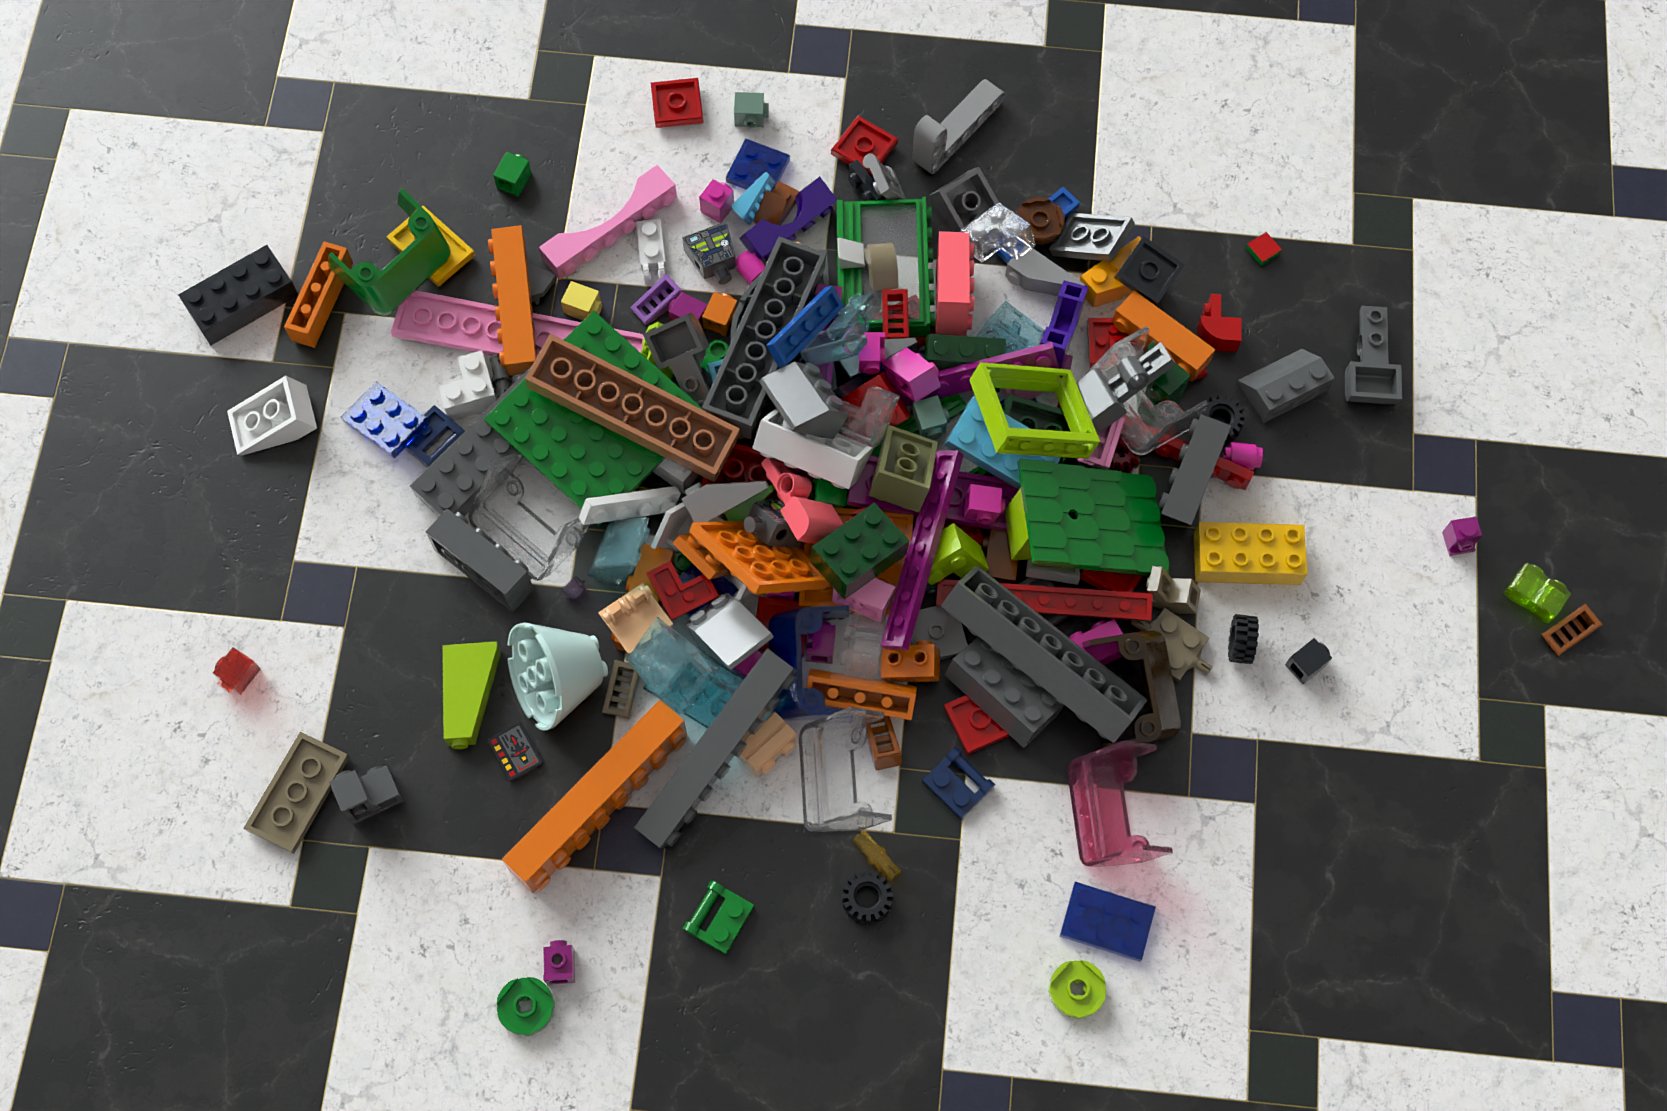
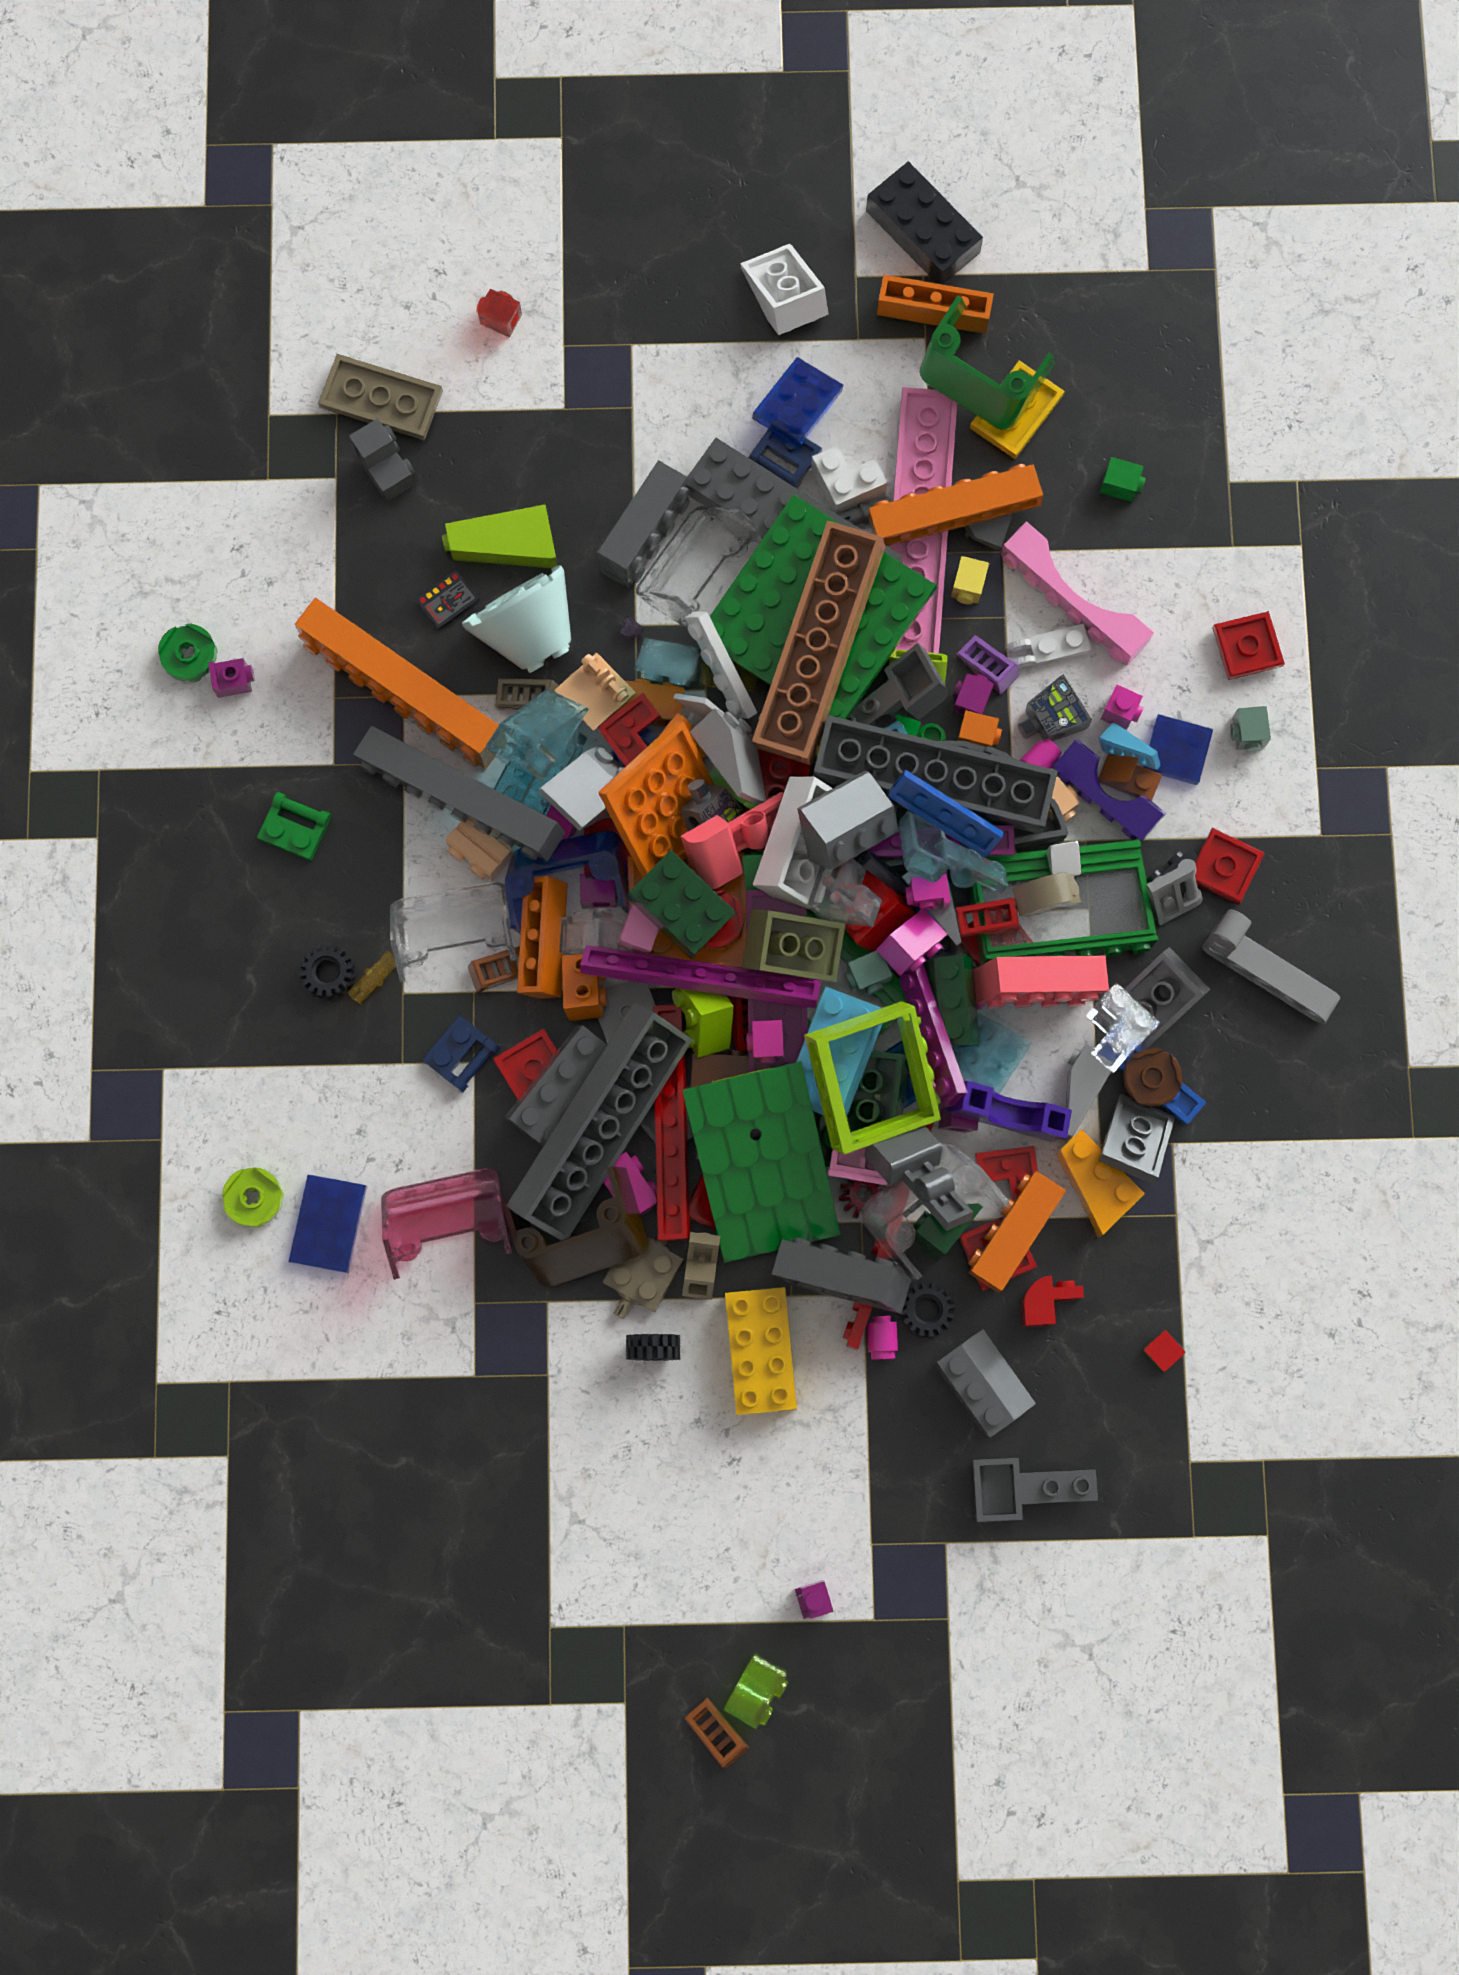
camera: 85 degrees right, 10 degrees up
(1149, 271) = (1093, 1206): black plate -> none
(1309, 660) = (641, 1426): black brick -> none

